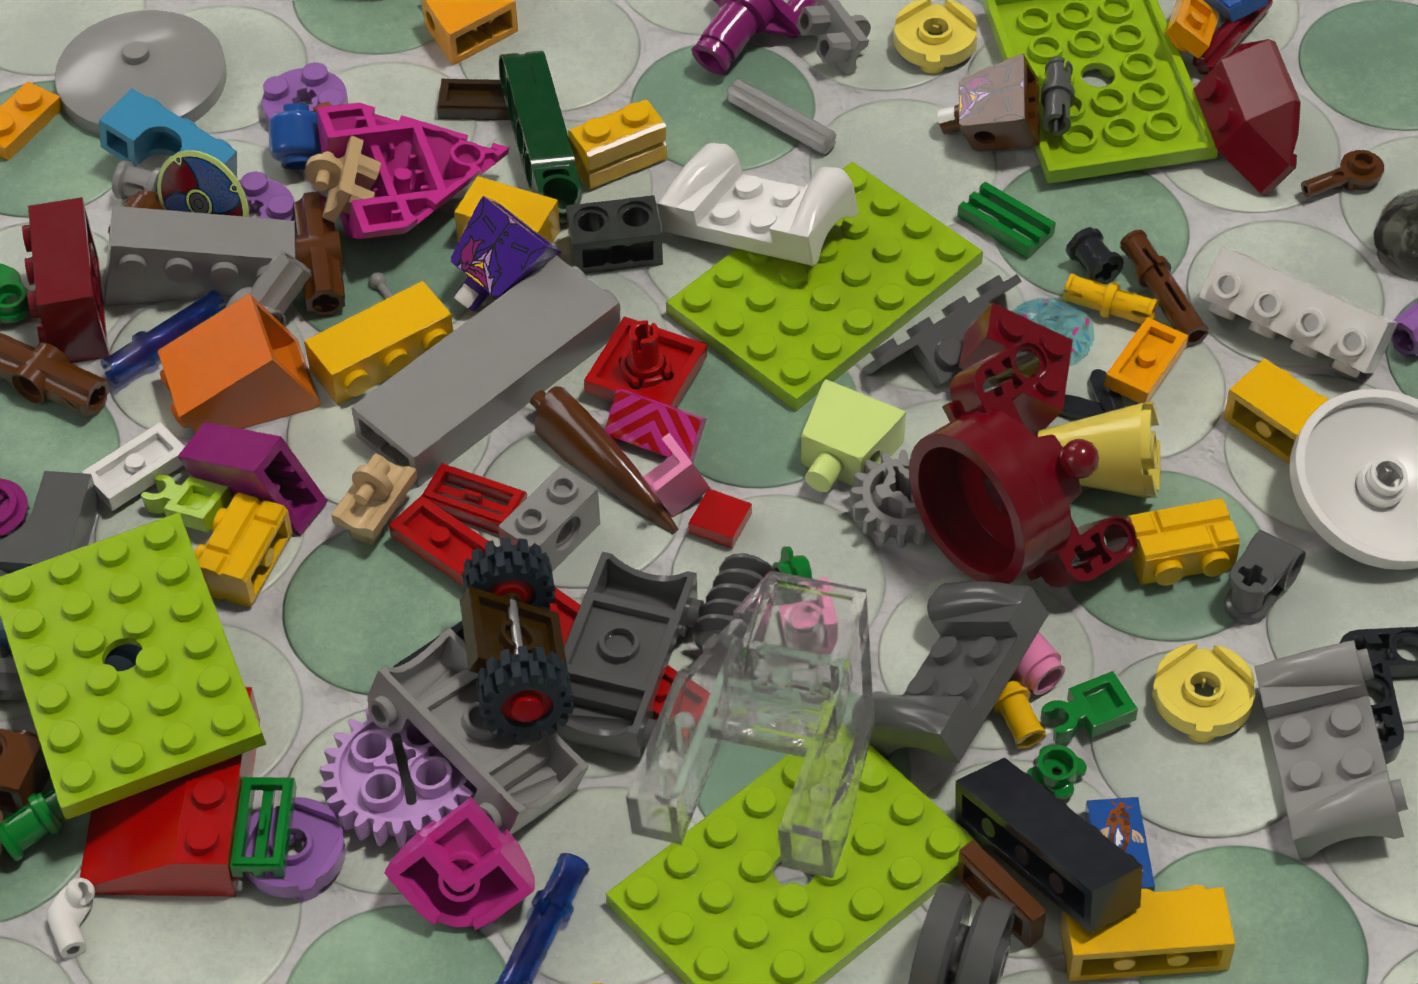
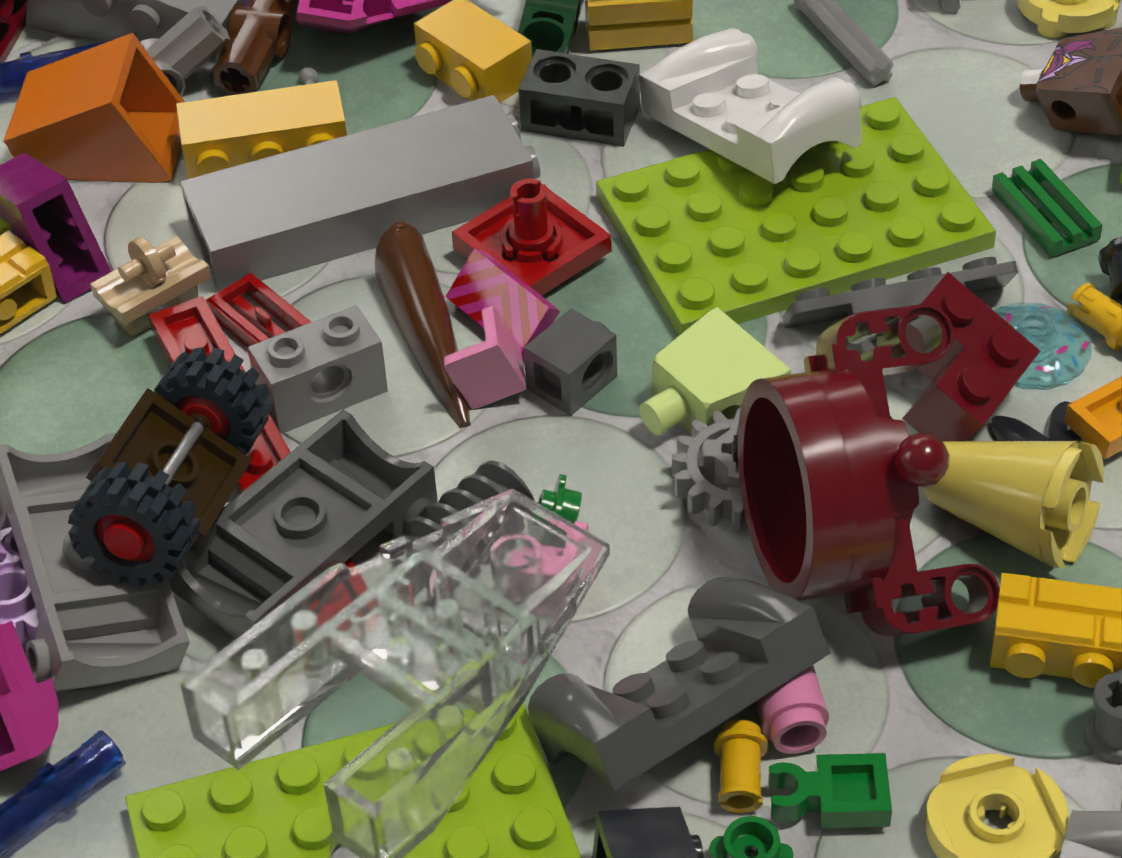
camera: 25 degrees right, 5 degrees down
(497, 253) = (432, 70): dark purple torso -> none
(720, 518) = (520, 426): red tile -> none
(734, 455) = (571, 361): none -> dark grey brick

